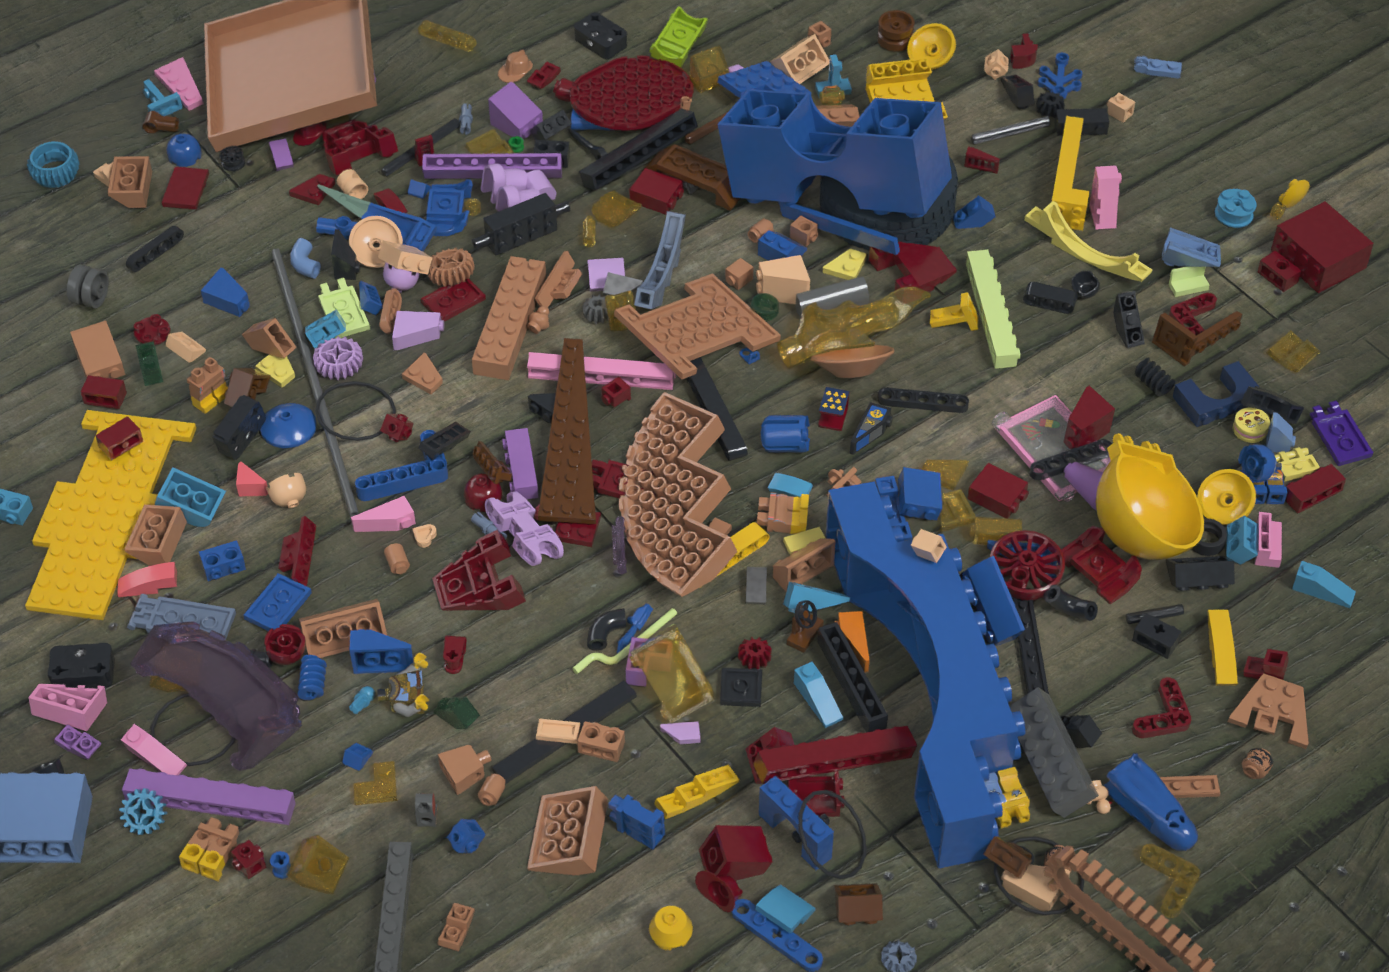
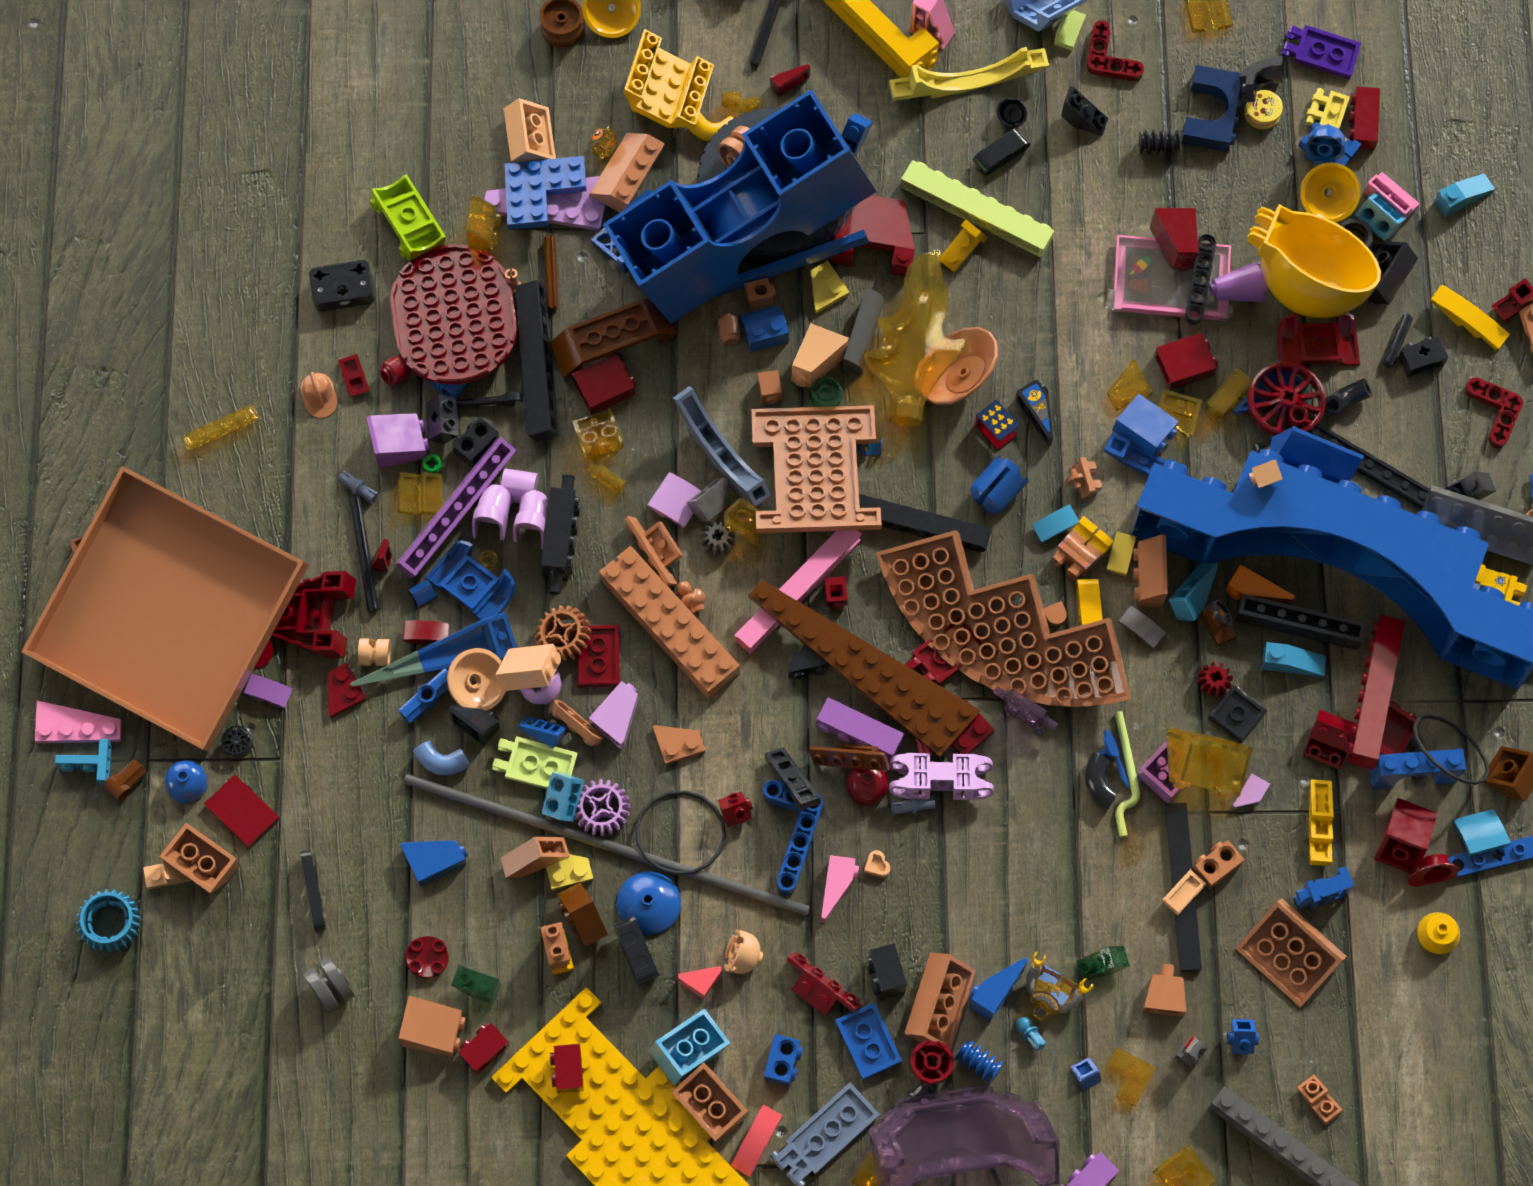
camera: 55 degrees left, 20 degrees up
(184, 346) = (470, 938): light nougat slope -> none
(338, 578) = (886, 972): none -> black brick
(396, 558) = (893, 907): nougat brick -> none
(454, 653) = (1033, 922): dark red piece -> none
(473, 579) = (964, 860): dark red wedge -> none
(492, 789) = (1204, 985): nougat brick -> none
(822, 33) = (512, 90): nougat brick -> none
(834, 77) = (585, 125): dark azure bracket -> none
(932, 397) = (1031, 351): black beam -> none
(1184, 344) = (1138, 92): reddish brown bracket -> none
(1280, 435) = (1295, 100): medium blue slope -> none

